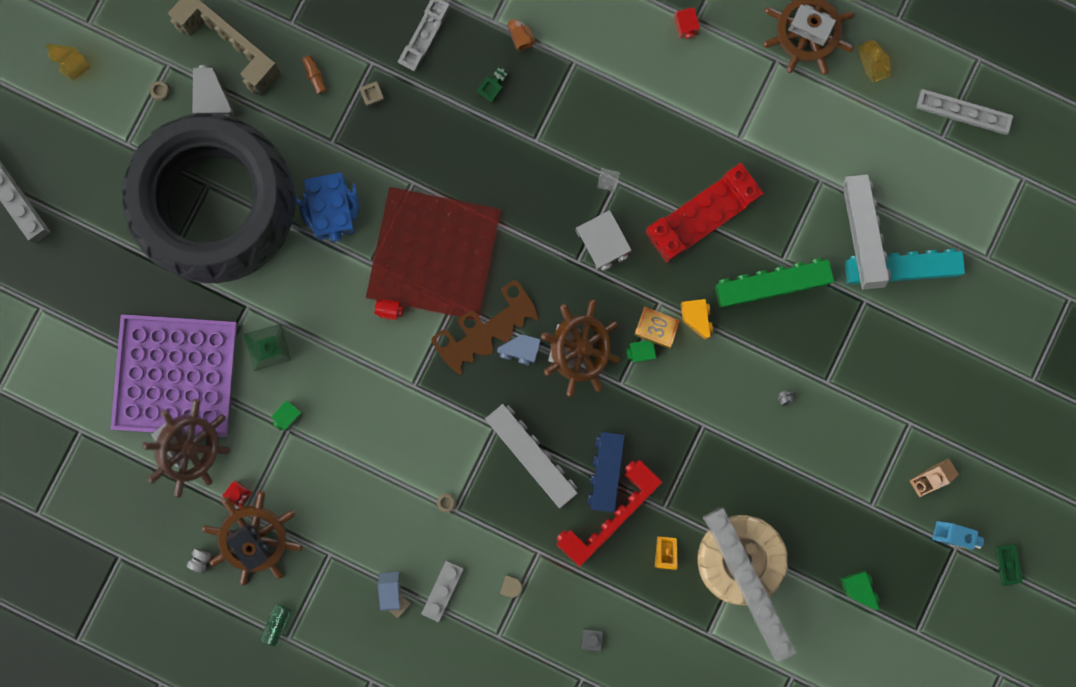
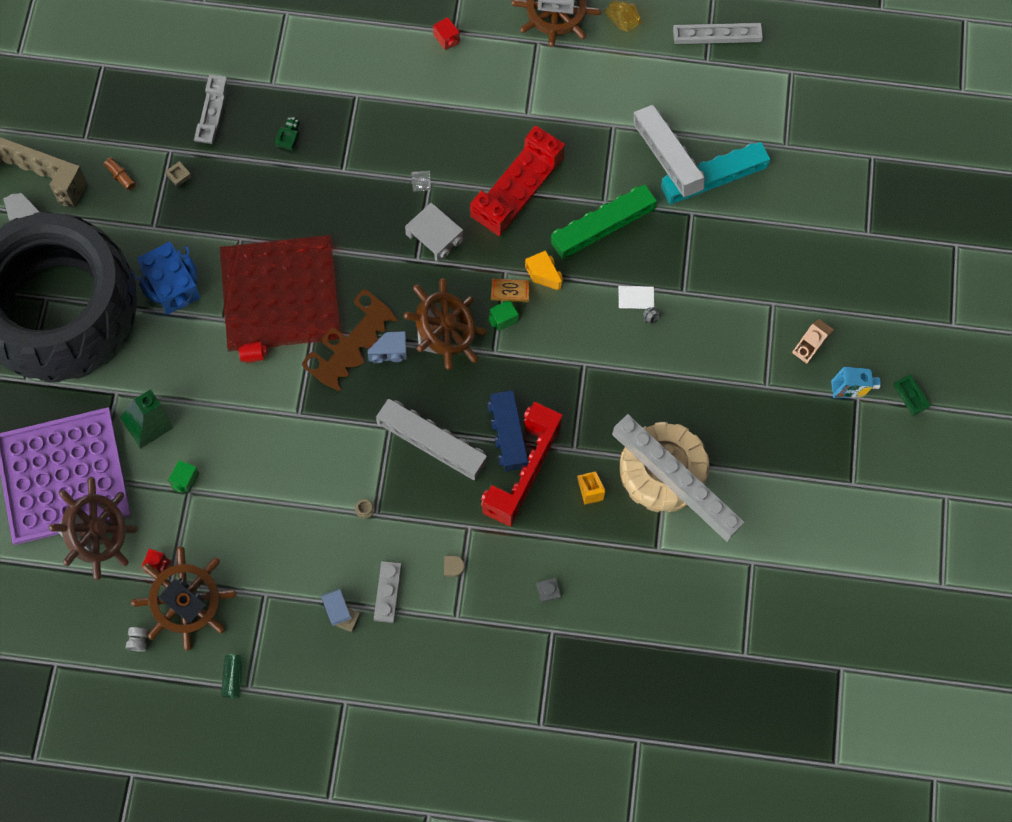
camera: 15 degrees left, 15 degrees down
(520, 35) = (300, 86): dark orange rock -> none
(778, 372) = (636, 297): none -> white sticker
(858, 588) = (784, 461): green slope -> none

